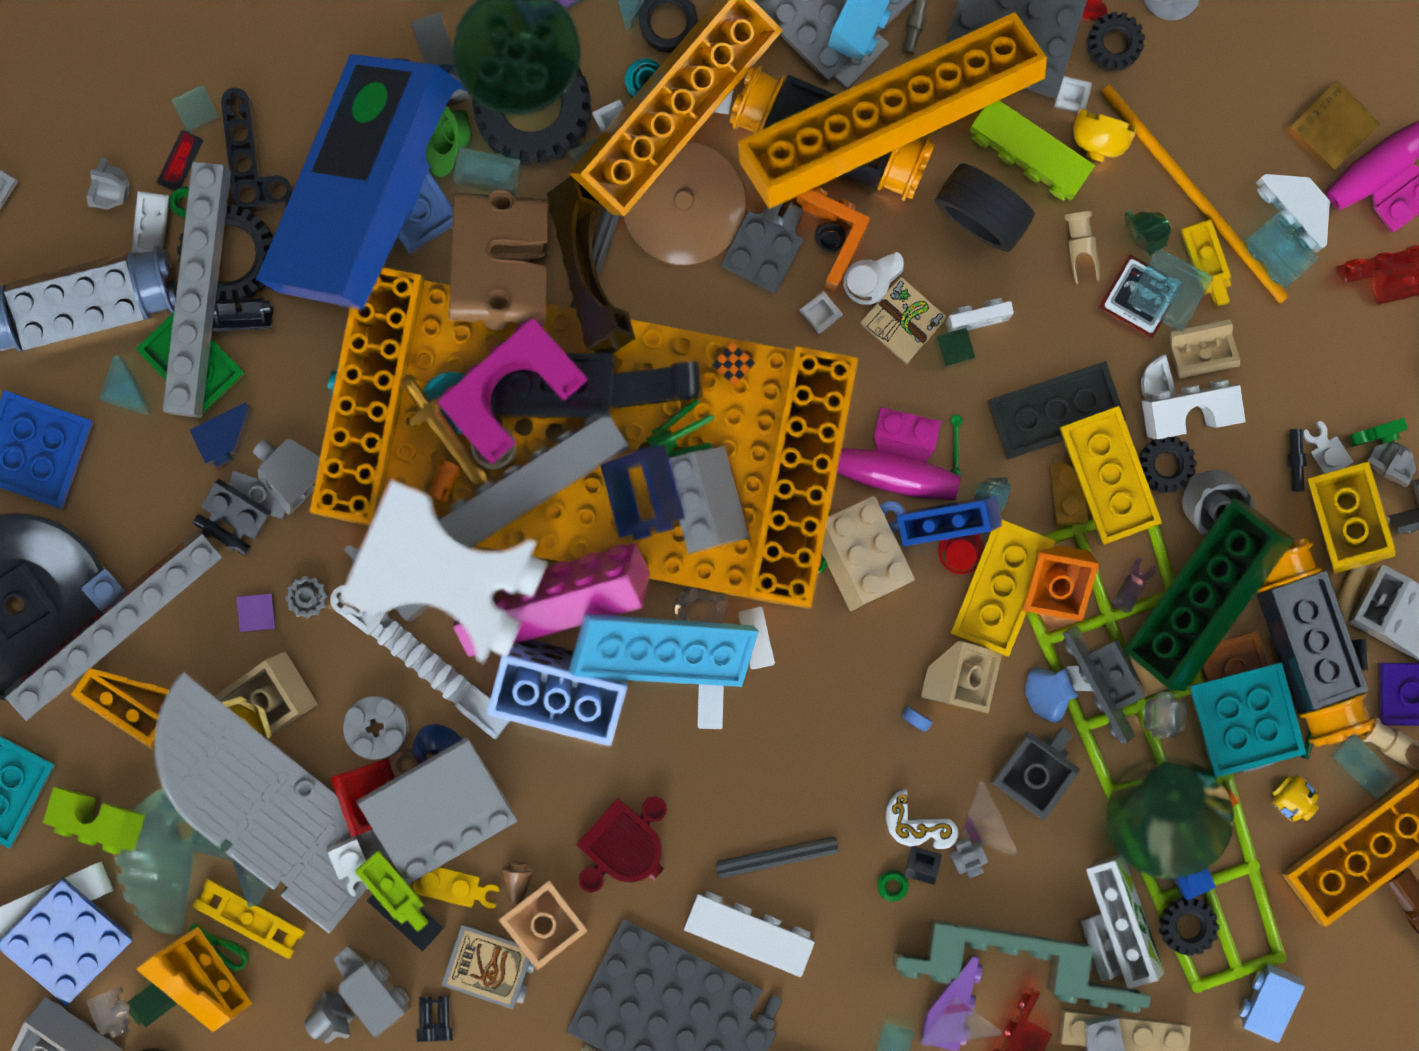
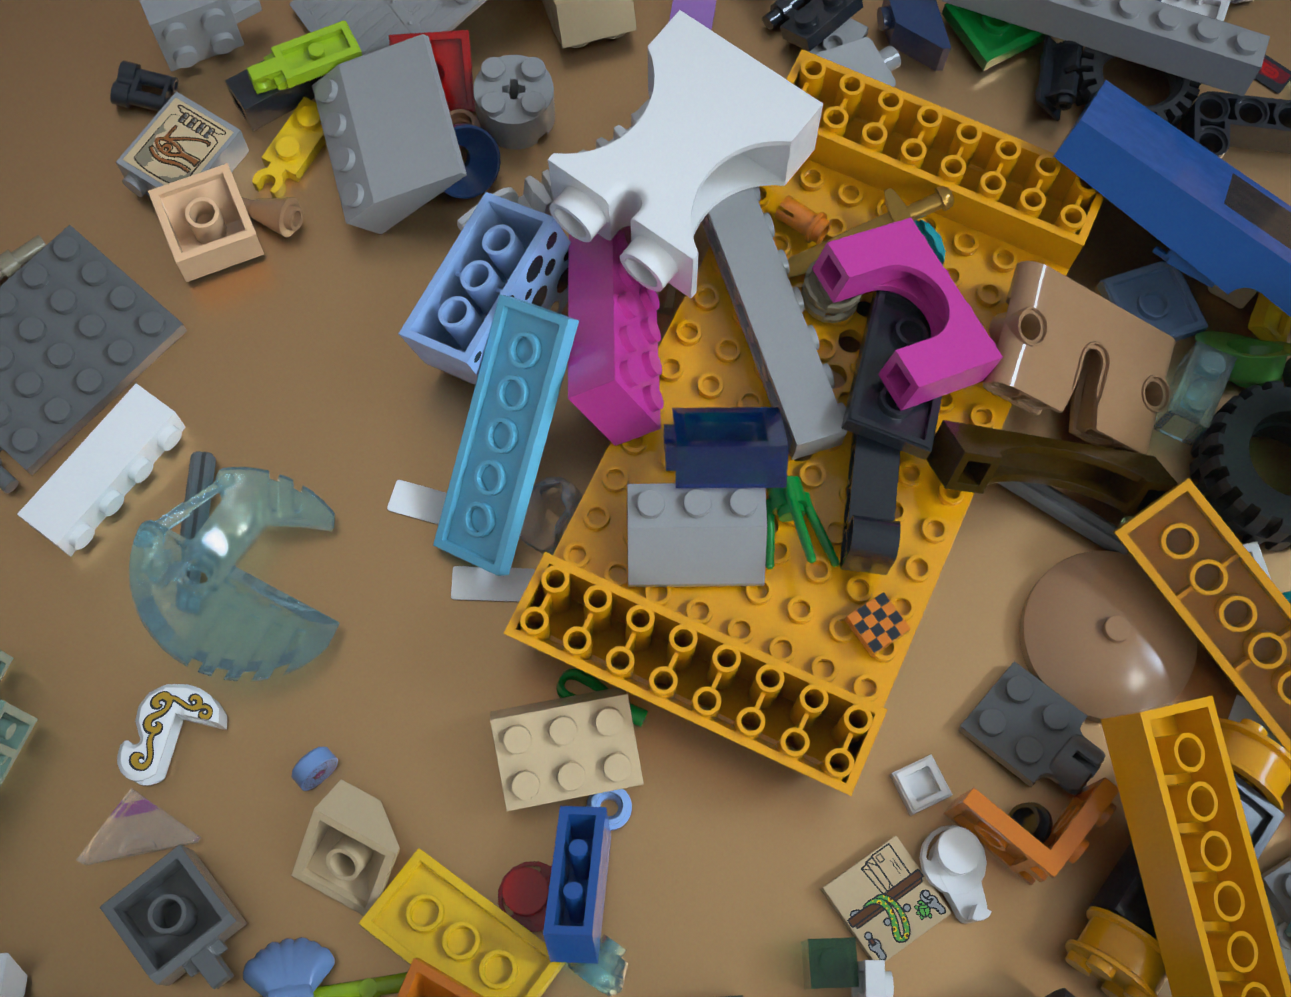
camera: 100 degrees right, 15 degrees down
(345, 859) = (369, 27): white plate -> none
(623, 844) = (274, 344): dark red piece -> none
(834, 804) = (232, 617): none -> clear light blue piece
(900, 458) = (684, 841): dark pink plate -> none
(902, 890) = (90, 667): green plate -> none
(923, 865) = (108, 722): black plate -> none
(956, 421) = (722, 941): green hinge -> none
(969, 857) = (95, 788): light grey gear -> none

